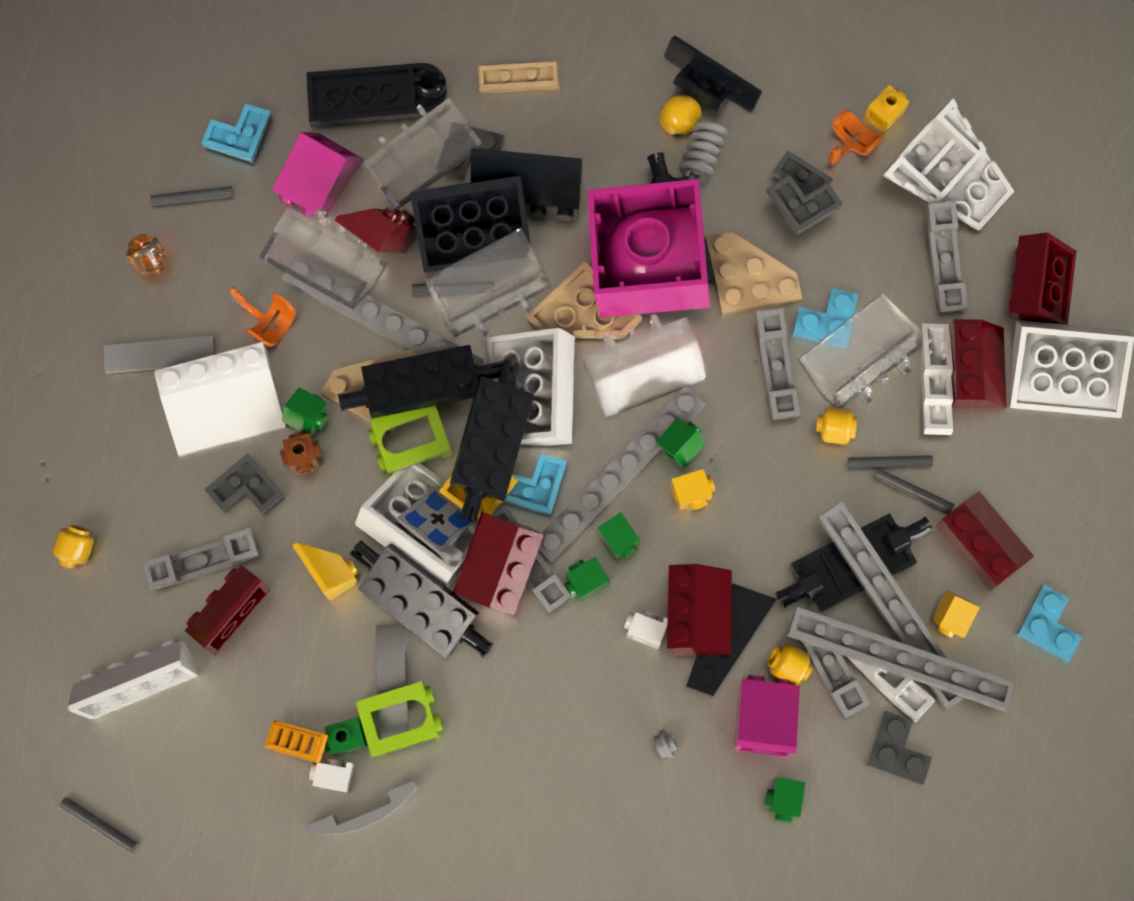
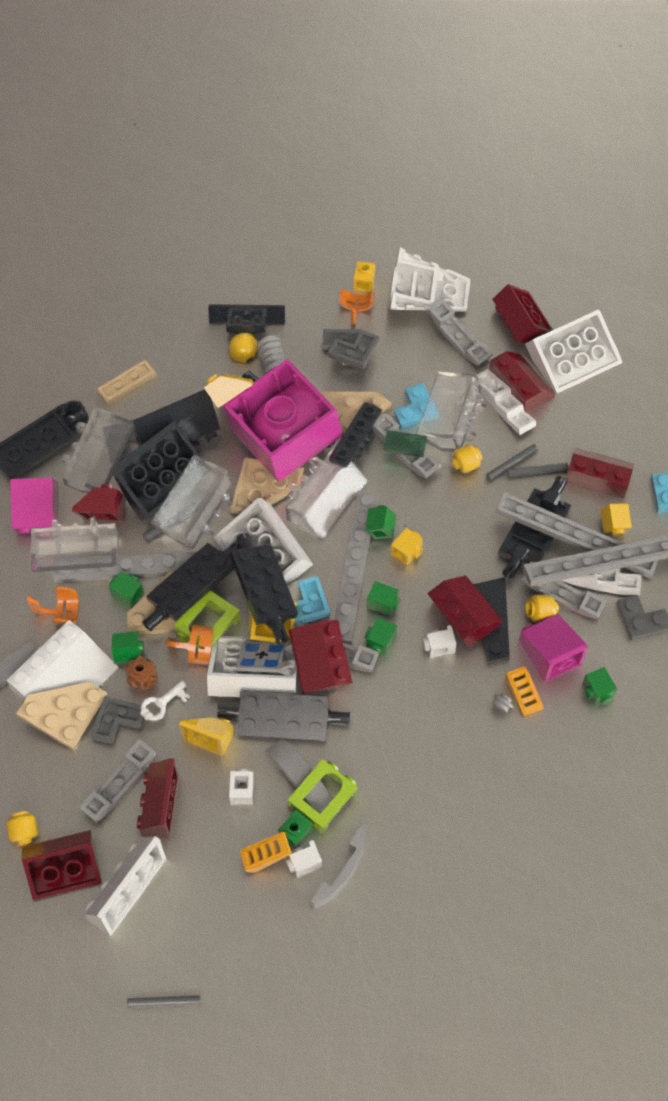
camera: 35 degrees left, 15 degrees down
(87, 612) = (61, 865): none -> dark red slope
(193, 443) = (63, 711): none -> tan plate
(301, 499) = (160, 702): none -> white piece
(311, 652) = (237, 779): none -> white brick
(350, 340) = (126, 589): none -> green brick
(393, 455) = (205, 641): none -> orange helmet
(607, 172) = (226, 387): none -> wedge
(702, 722) = (523, 673): none -> light orange slope
(725, 318) = (356, 437): none -> black bracket
(776, 363) = (405, 443): none -> clear green plate

